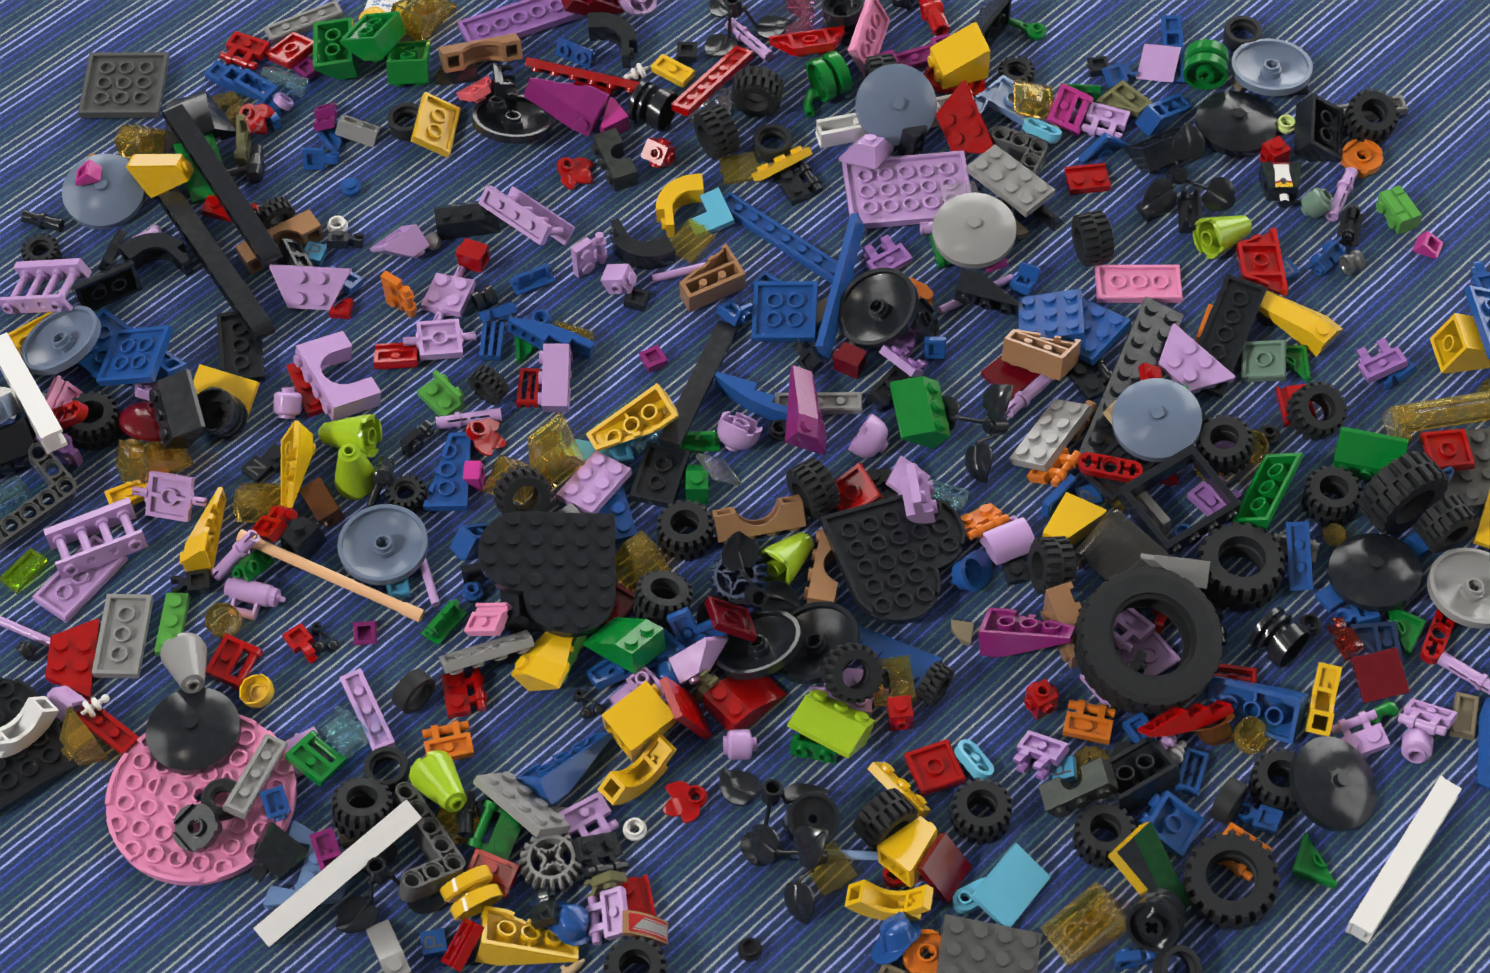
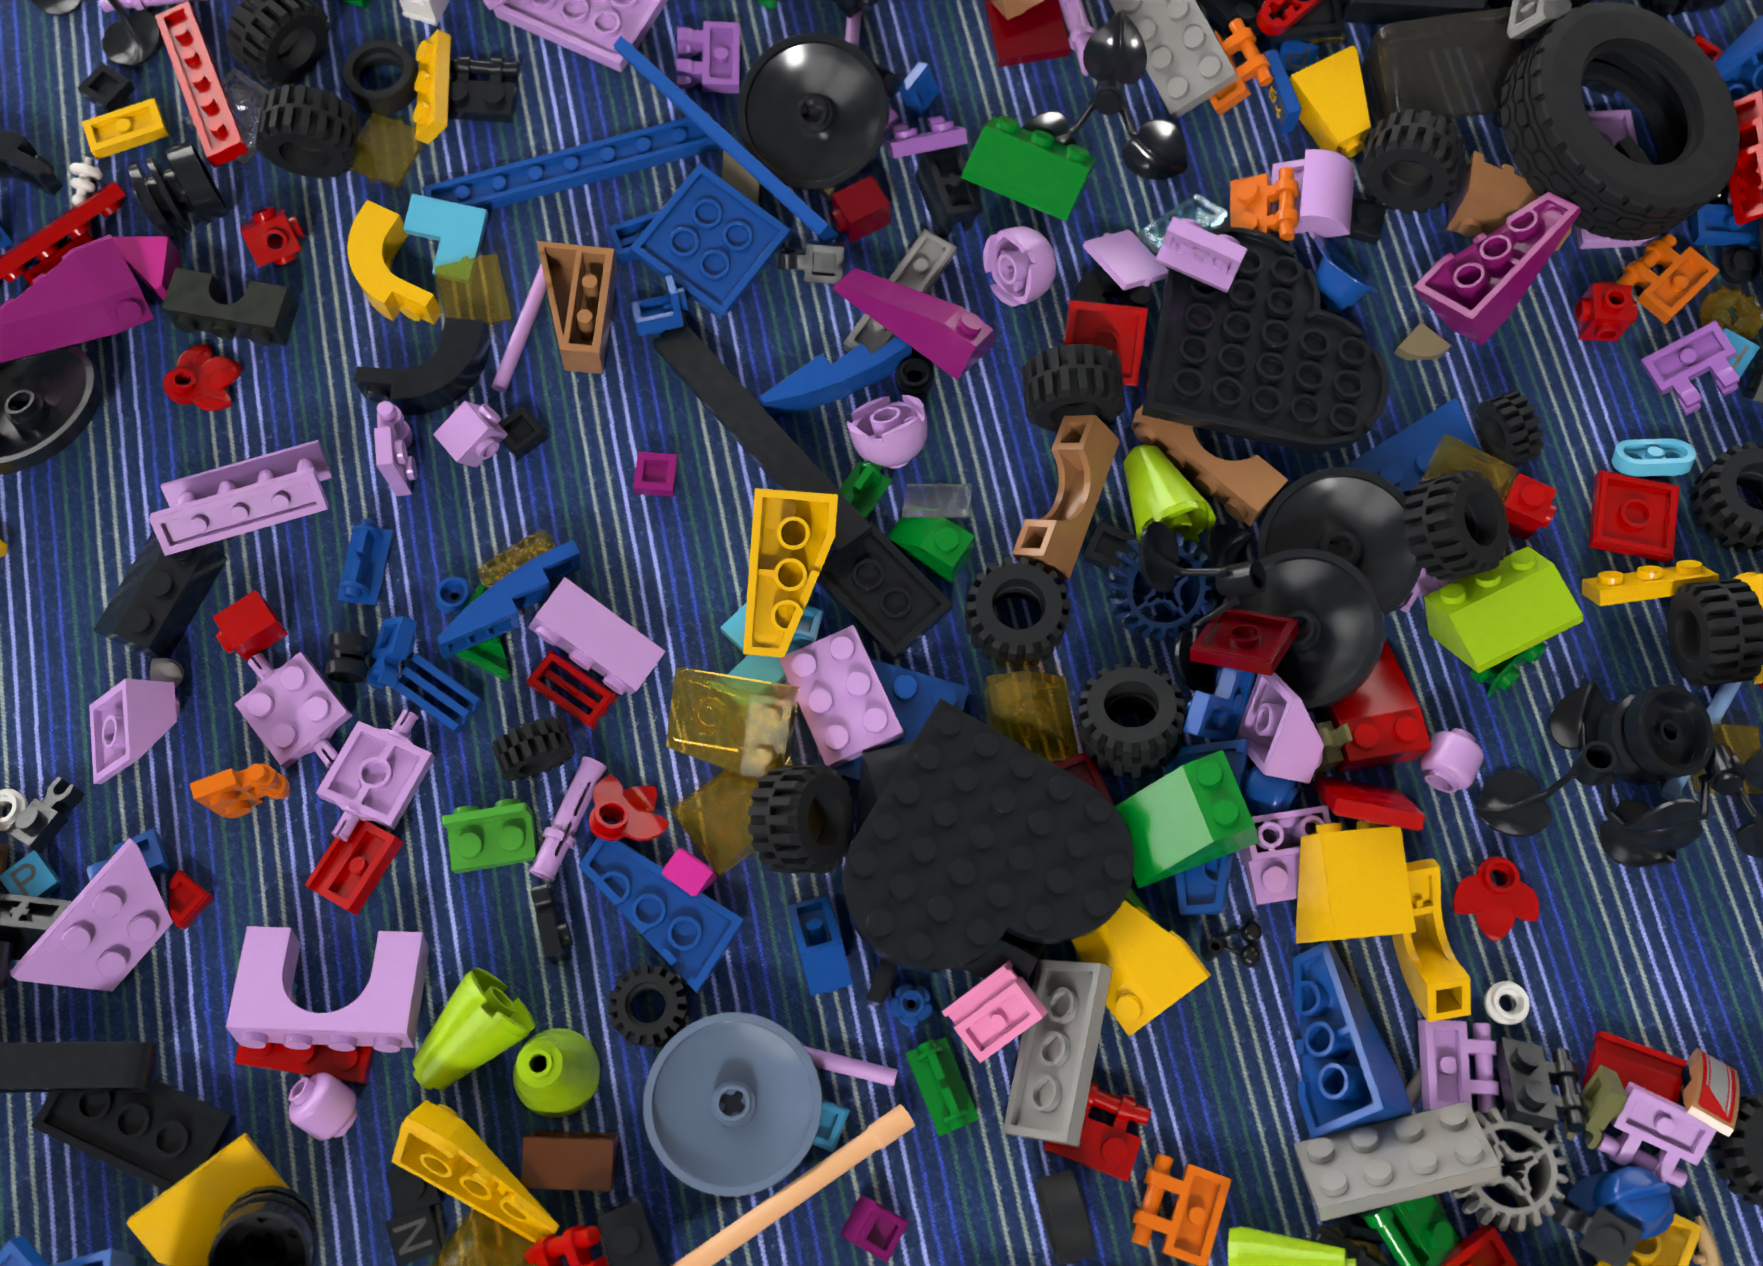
camera: 60 degrees left, 15 degrees up
(382, 476) = (593, 1025): black piece -> none

